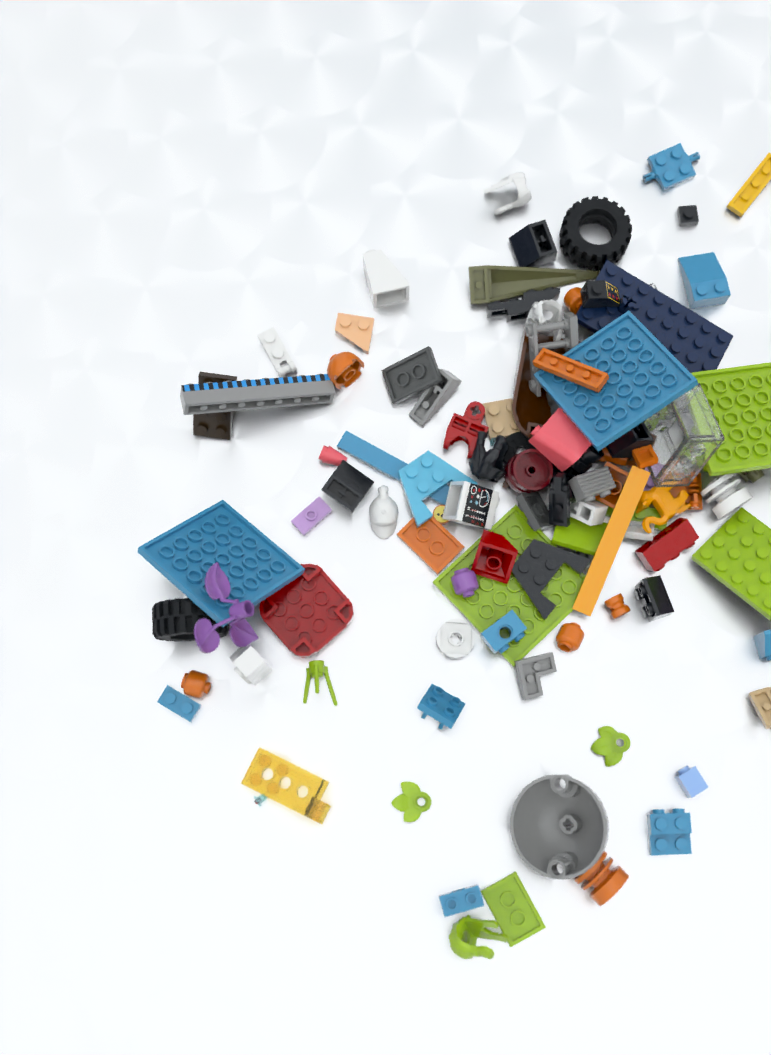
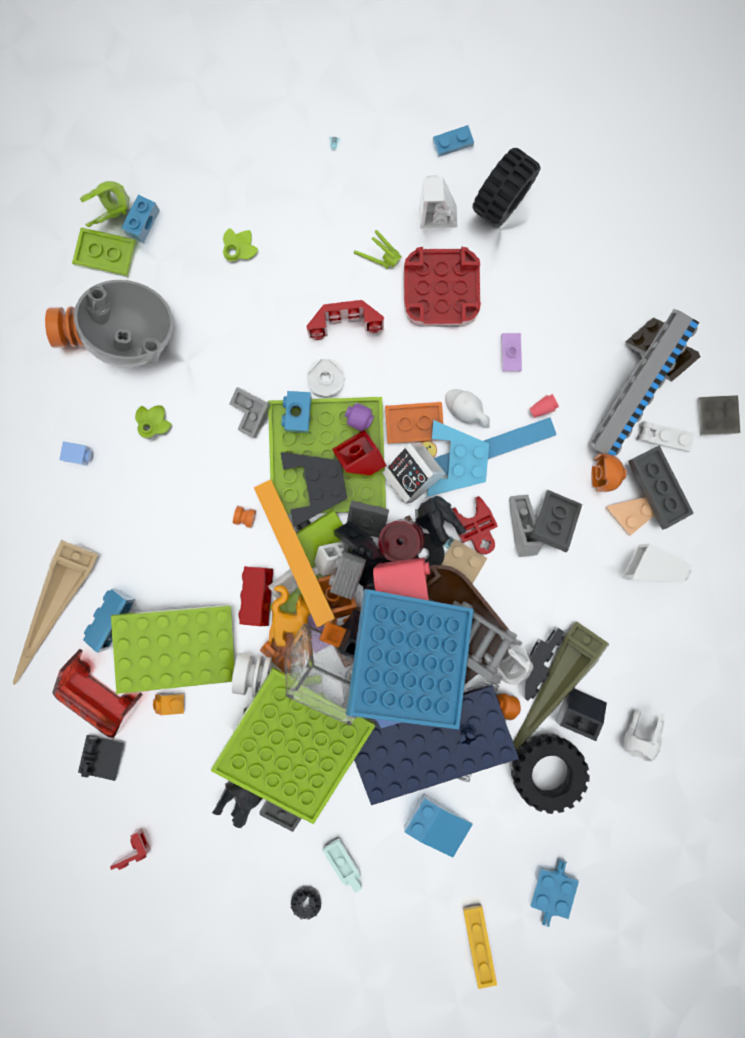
camera: 130 degrees right, 10 degrees up
(195, 684) = (457, 162): orange head -> none
(224, 536) = (530, 242): dark azure plate -> none
(228, 329) = (719, 415): none -> clear smoke plate
(241, 632) = (467, 212): medium lavender plant -> none
(309, 806) = (295, 168): clear yellow hinge -> none
(320, 324) = (660, 487): none -> dark grey plate
(347, 486) = (510, 395): black slope -> none
(421, 675) = (344, 310): none -> red slope
(441, 706) = (285, 321): dark azure plate -> none
(570, 637) = (252, 461): orange head -> none
(571, 370) = (449, 634): orange plate -> none
(599, 294) = (492, 721): black slope -> none
(653, 598) = (224, 549): black slope -> none
(669, 832) = (56, 407): dark azure plate -> none
(687, 215) = (501, 866): black plate -> none

